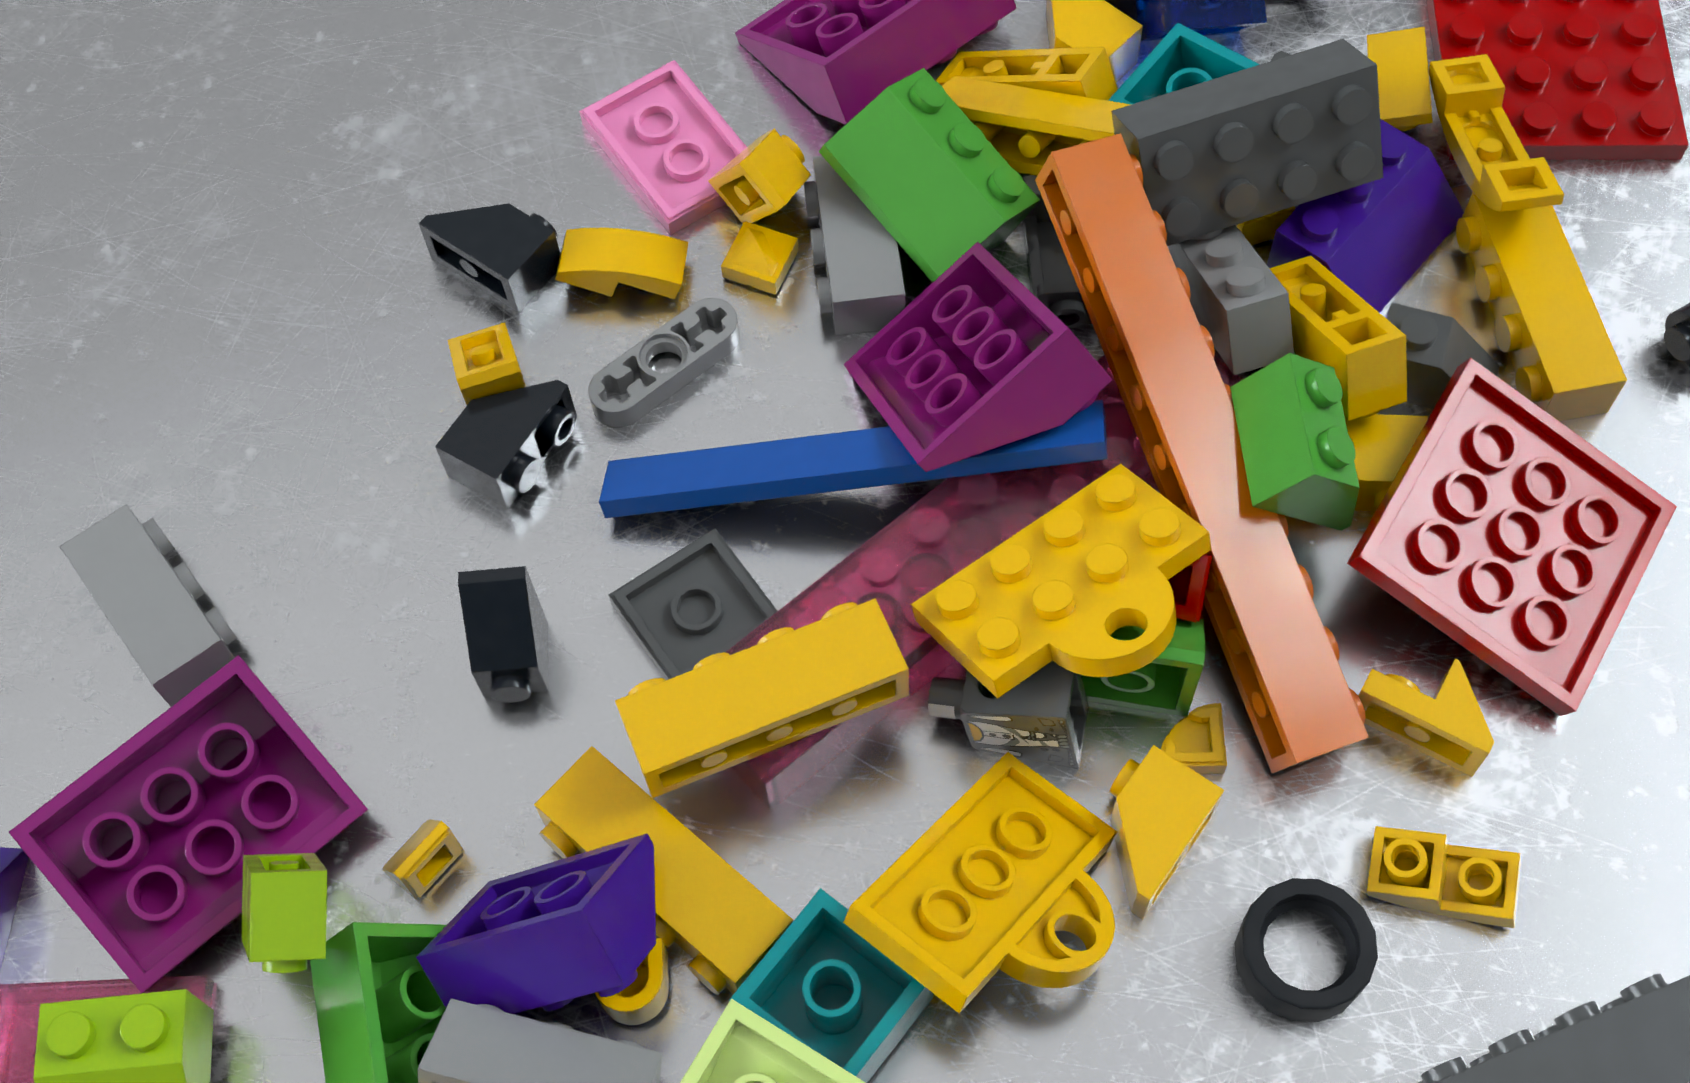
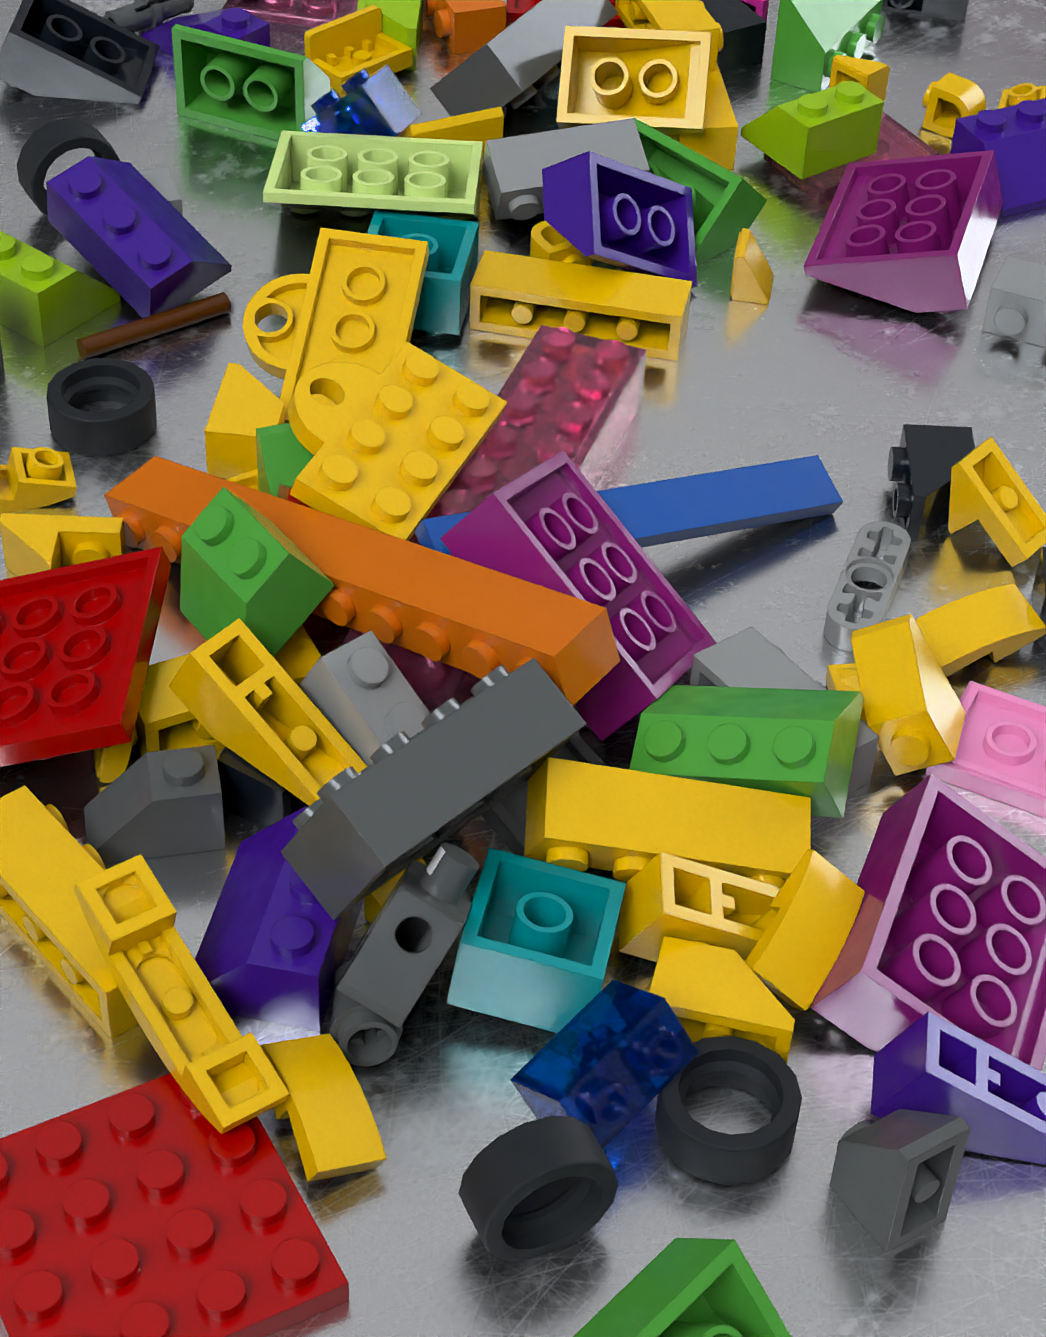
camera: 145 degrees right, 20 degrees down
(284, 910) = (795, 178): lime brick -> none
(505, 633) = (805, 363): black slope -> none
(692, 605) = (684, 442): dark grey tile -> none
(763, 696) = (570, 324): yellow brick -> none
(988, 38) = (808, 931): none -> yellow slope

